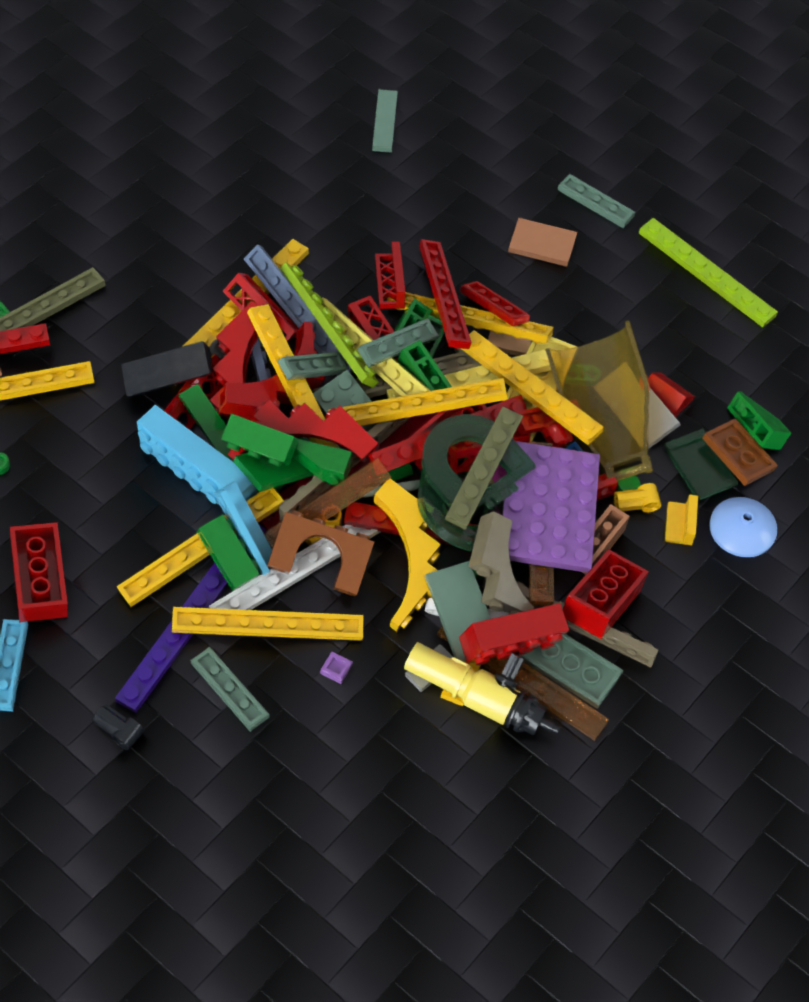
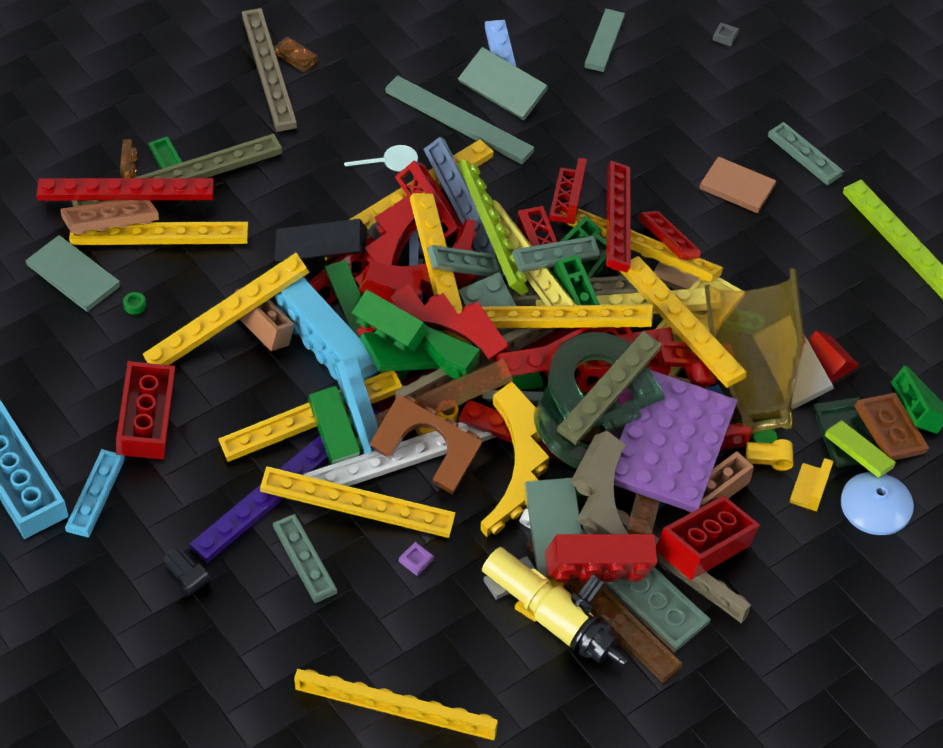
camera: 15 degrees right, 5 degrees down
(71, 203) = (269, 70): none -> dark tan plate
(93, 182) = (295, 54): none -> clear orange plate
(94, 458) = (227, 311): none -> yellow plate
(129, 455) = (269, 325): none -> nougat brick
(217, 270) = (395, 158): none -> light aqua piece
(267, 222) = (459, 119): none -> sand green tile
(290, 148) = (499, 40): none -> light blue plate
(301, 179) = (503, 83): none -> sand green tile
(355, 817) = (389, 702): none -> yellow plate
(495, 96) = (725, 34): none -> dark grey tile
(718, 479) = (860, 449): none -> lime tile

